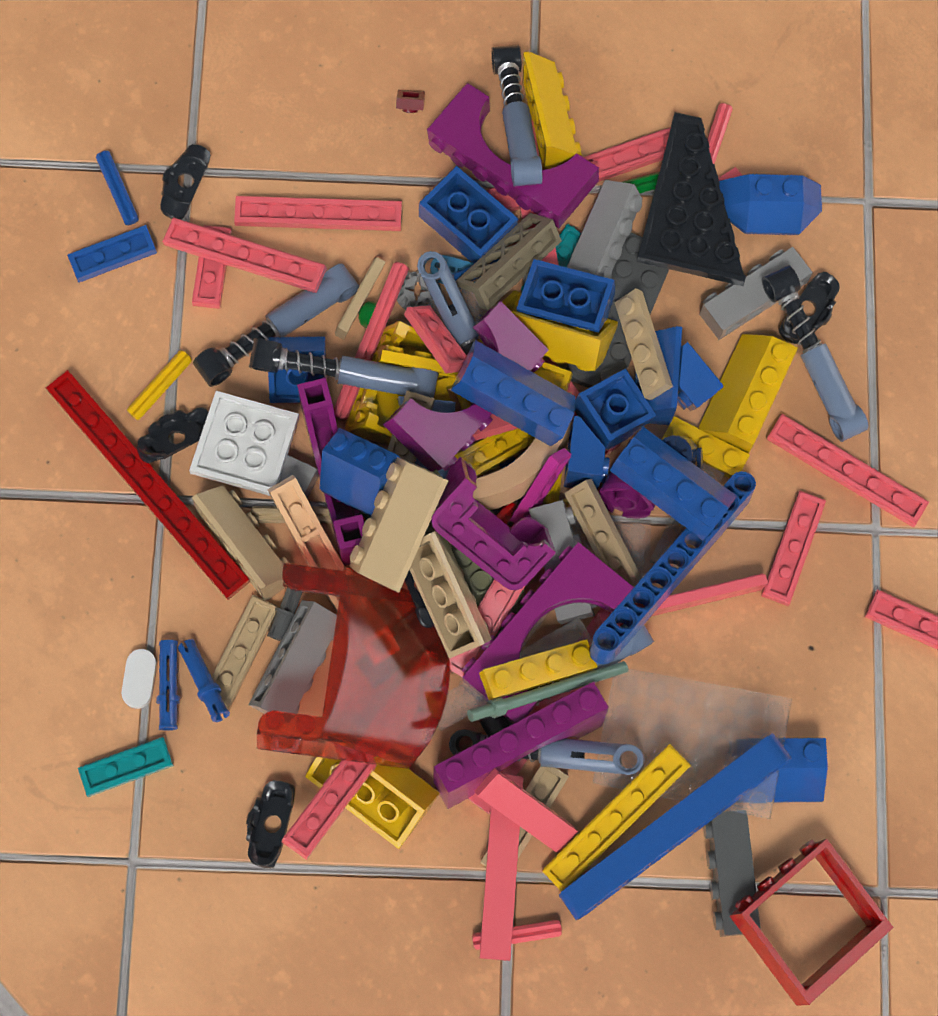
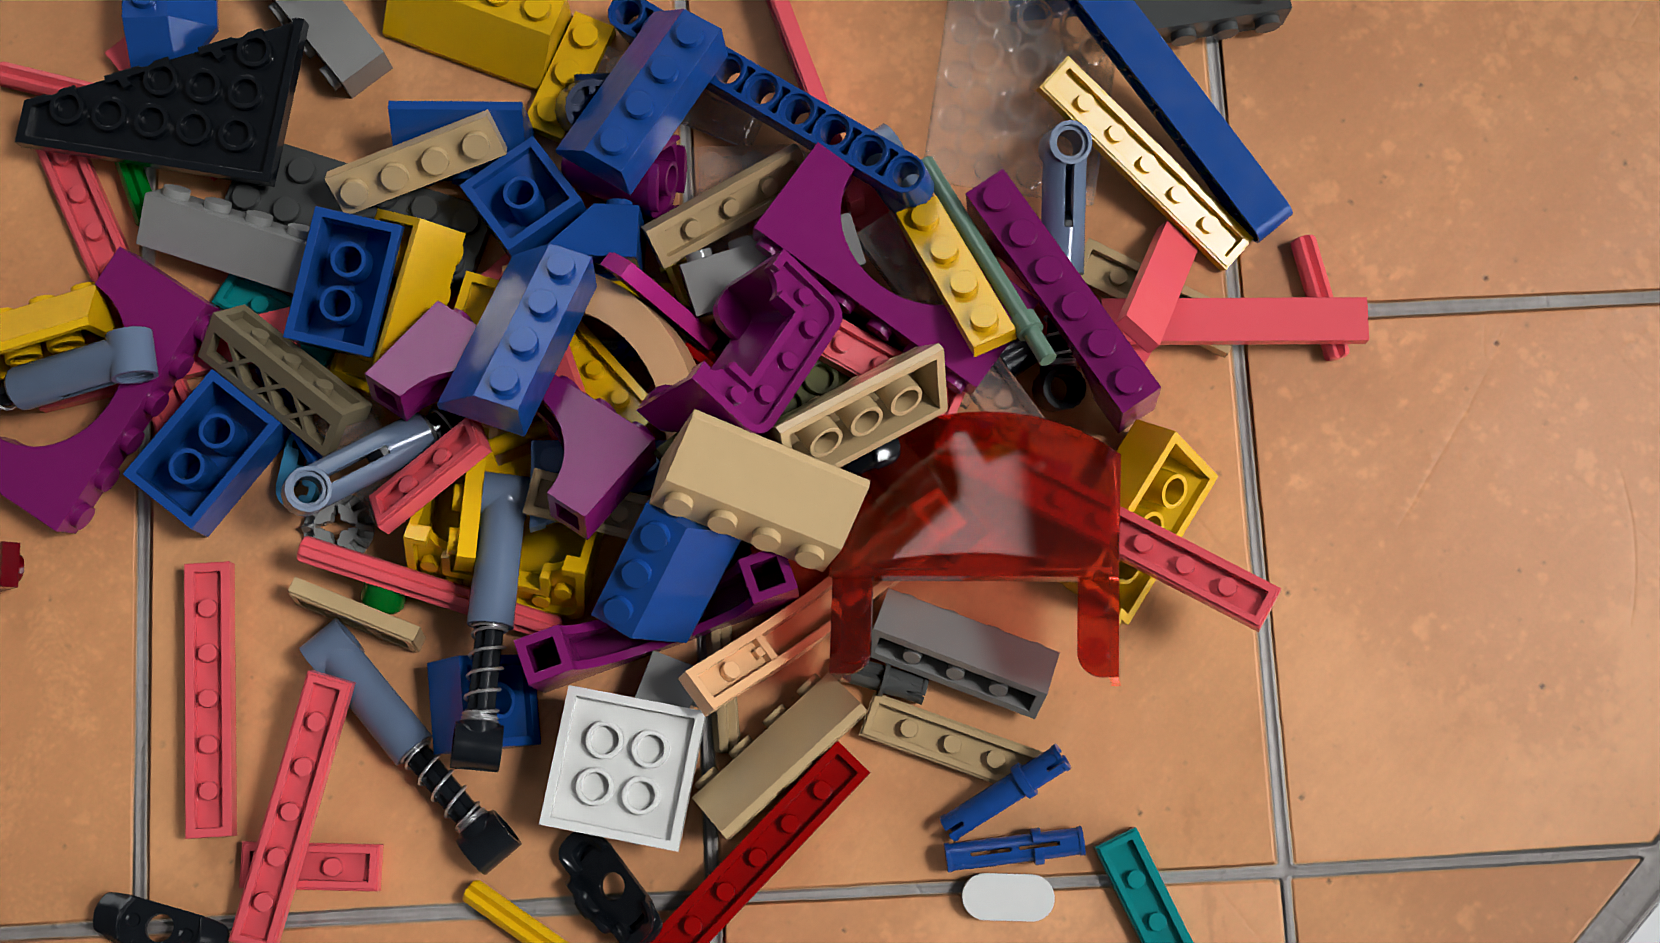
camera: 90 degrees left, 5 degrees up
(275, 801) = (1239, 671): black piece -> none
(696, 380) = (473, 74): blue slope -> none

